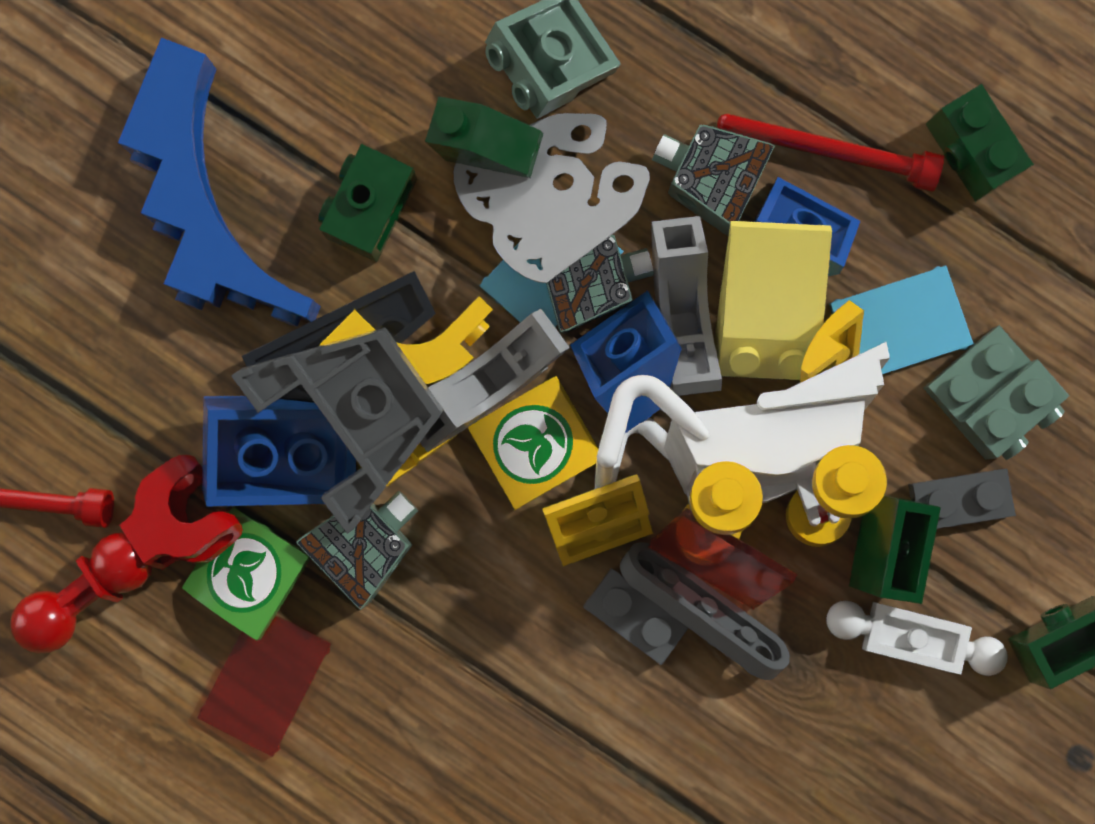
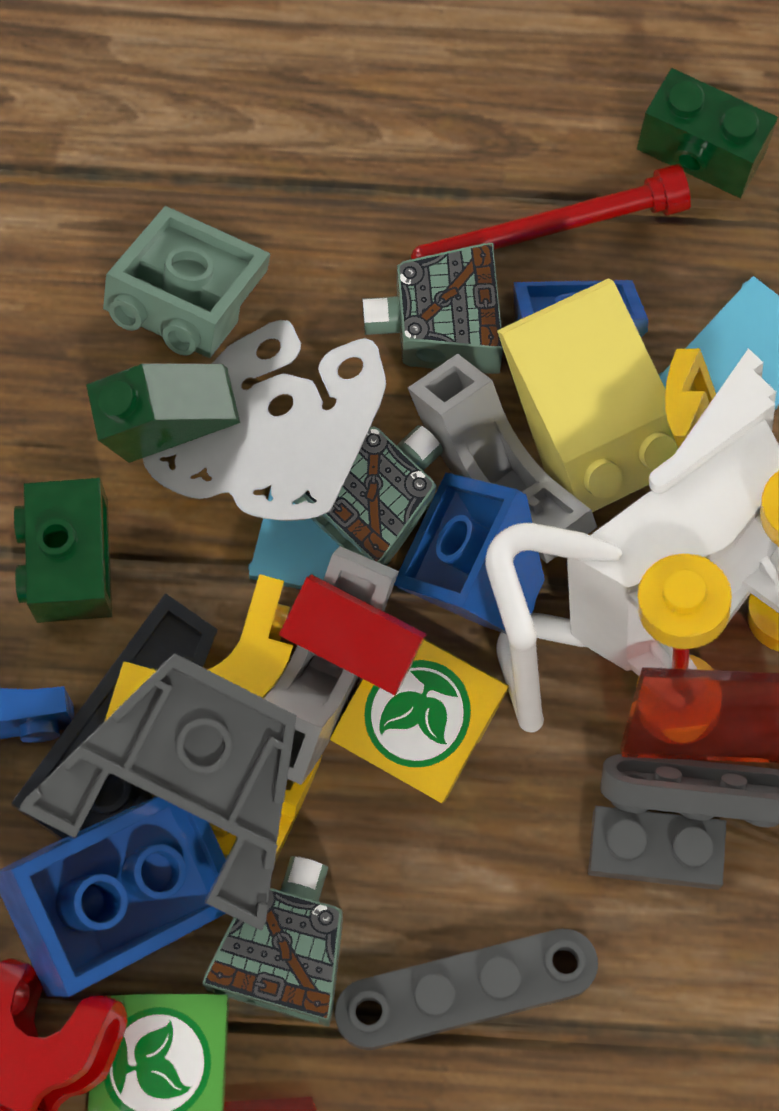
camera: 30 degrees left, 15 degrees down
(462, 634) = (466, 989): none -> dark grey plate
(515, 373) = (352, 634): none -> red tile
(599, 520) = (547, 749): yellow slope -> none

